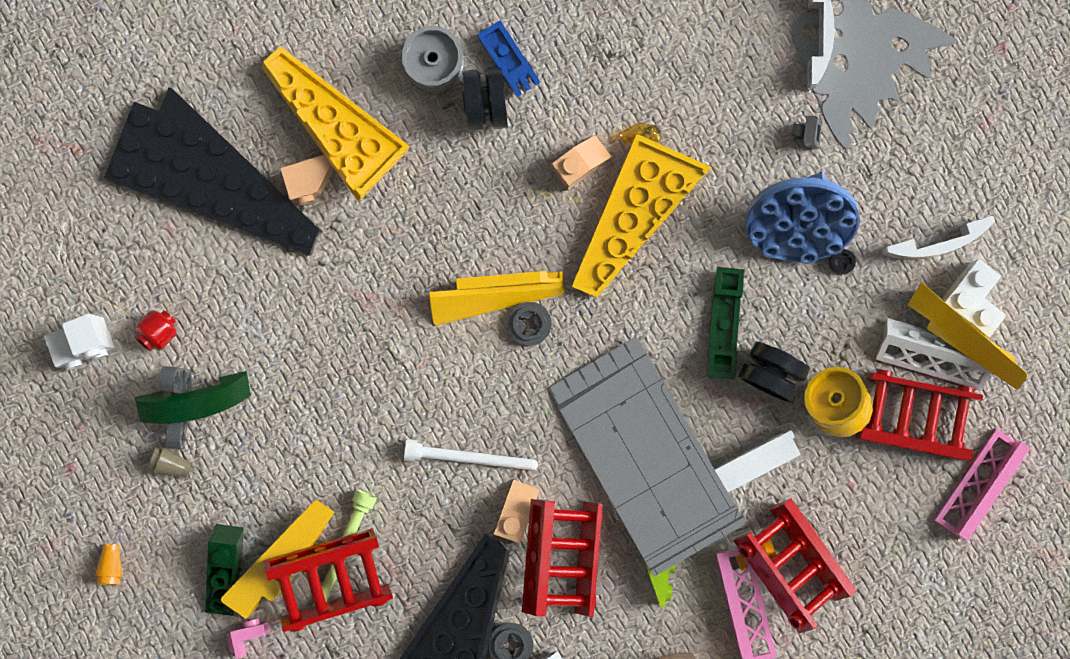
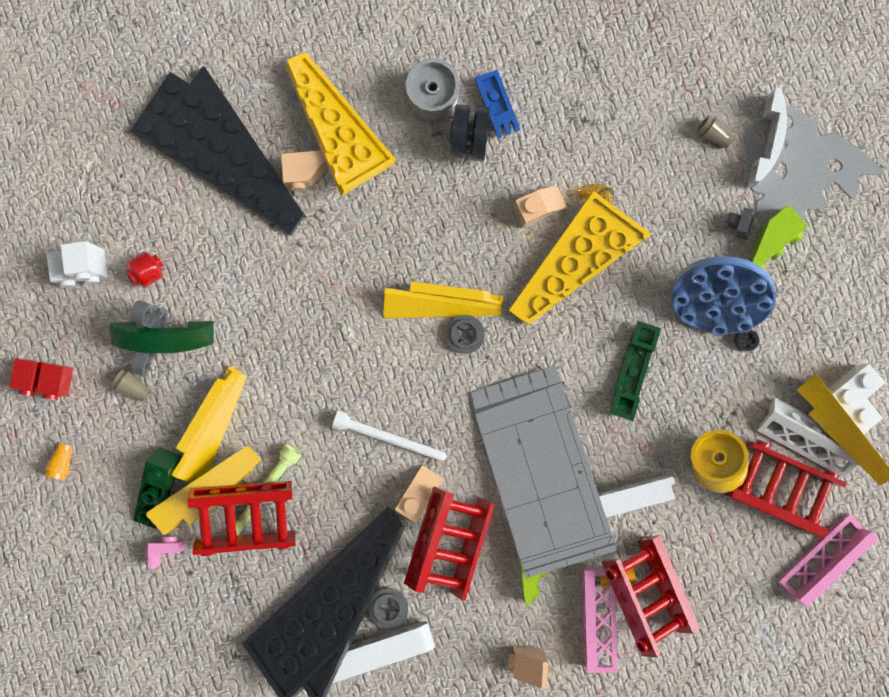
camera: 15 degrees right, 0 degrees up
(67, 476) = (41, 378): none -> red piece
(266, 489) = (208, 427): none -> yellow wedge
(758, 37) = (715, 132): none -> dark tan cone
(775, 368) = (669, 422): black wheel -> none
(847, 138) = (775, 233): none -> lime slope
(908, 251) = (861, 340): white slope -> none

